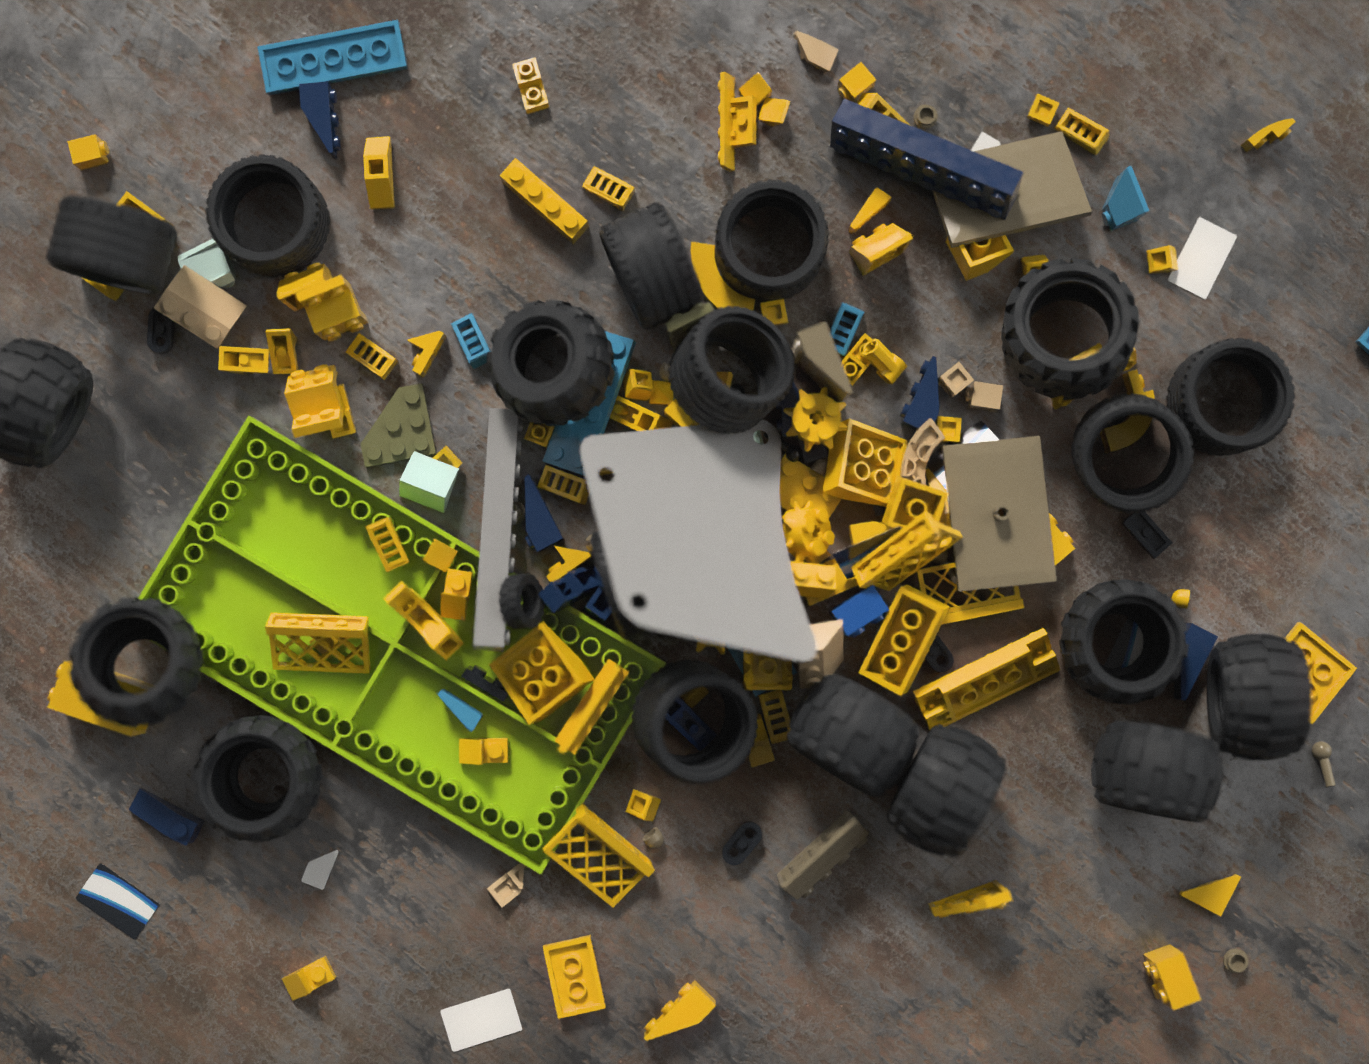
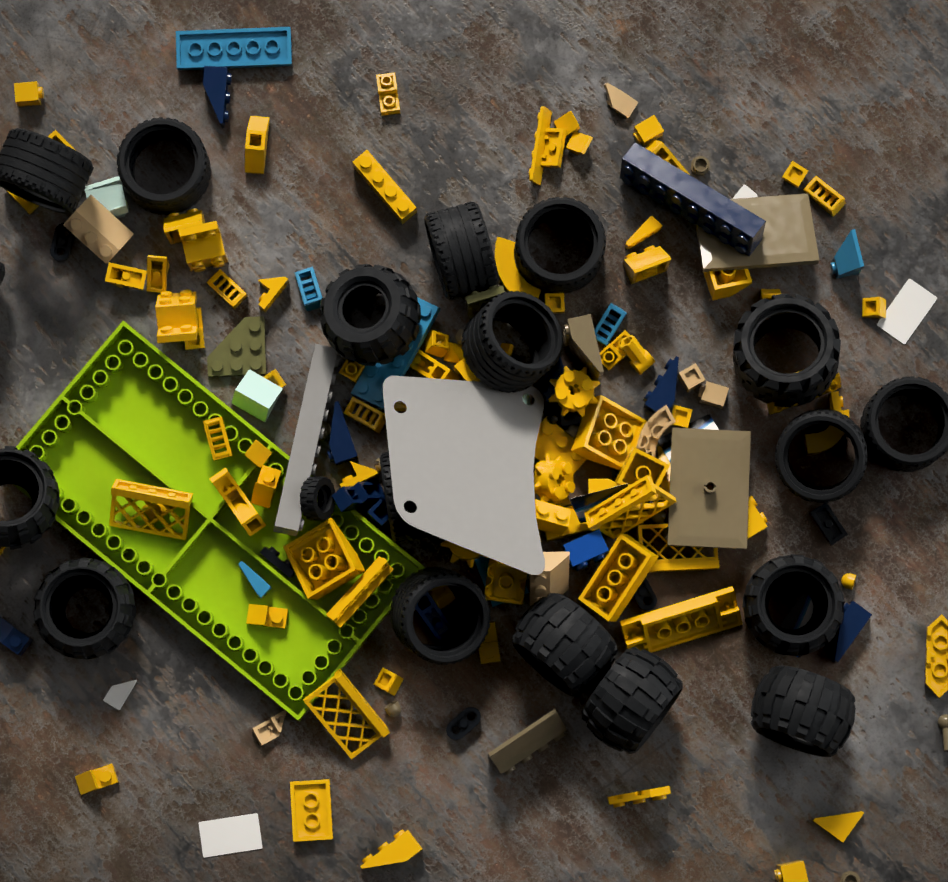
camera: 10 degrees right, 5 degrees down
(625, 197) = (444, 197): yellow slope -> none
(768, 718) = (506, 643): yellow slope -> none
(1259, 697) = (893, 664): black tyre -> none

